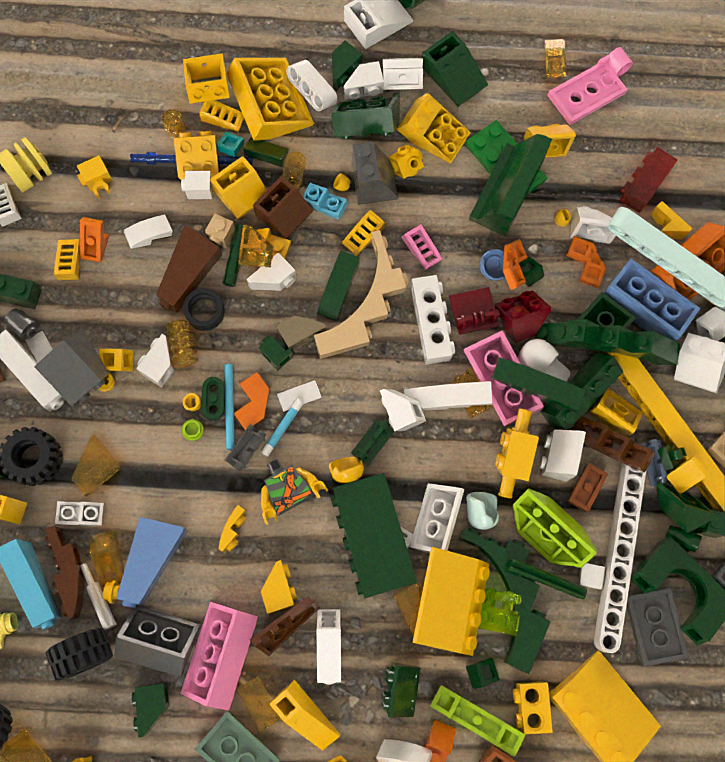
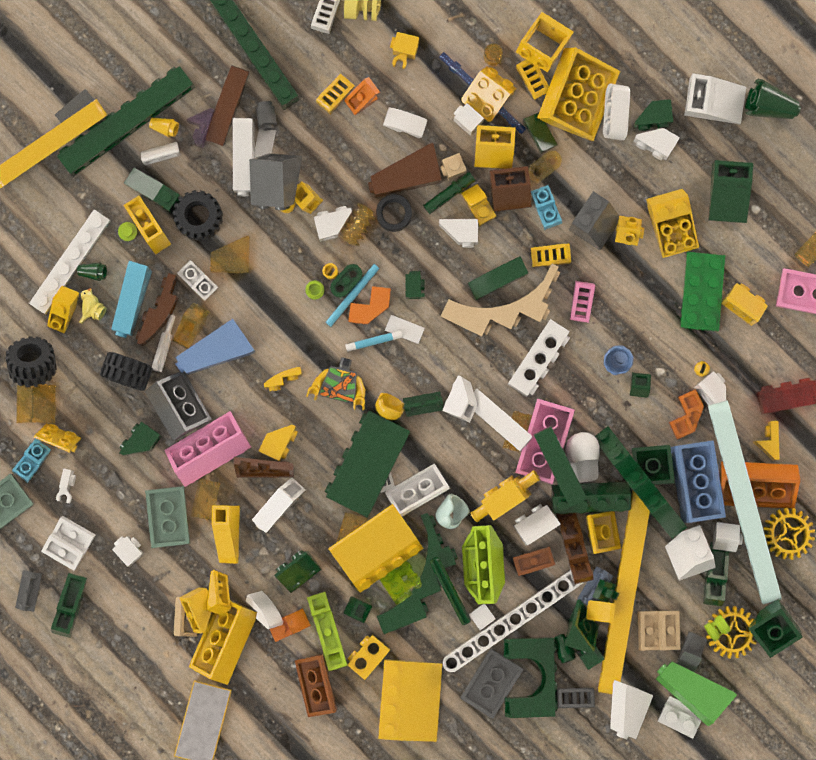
camera: 50 degrees right, 10 degrees up
(111, 591) = (176, 349): yellow plate -> none
(230, 144) = (518, 106): teal plate -> none
(245, 447) = (333, 334): dark grey hinge -> none
(254, 249) = (463, 203): clear yellow wing -> none
(298, 331) = (442, 286): dark tan slope -> none
(341, 183) = (570, 204): yellow hinge -> none
(366, 118) = (634, 171): dark green wedge -> none
(403, 73) = (690, 161): white plate -> none
(474, 311) = (574, 378): dark red hinge -> none
(510, 184) = (676, 315): dark green panel -> none
(513, 254) = (638, 364): orange tile -> none
(523, 315) = (604, 411): dark red slope -> none

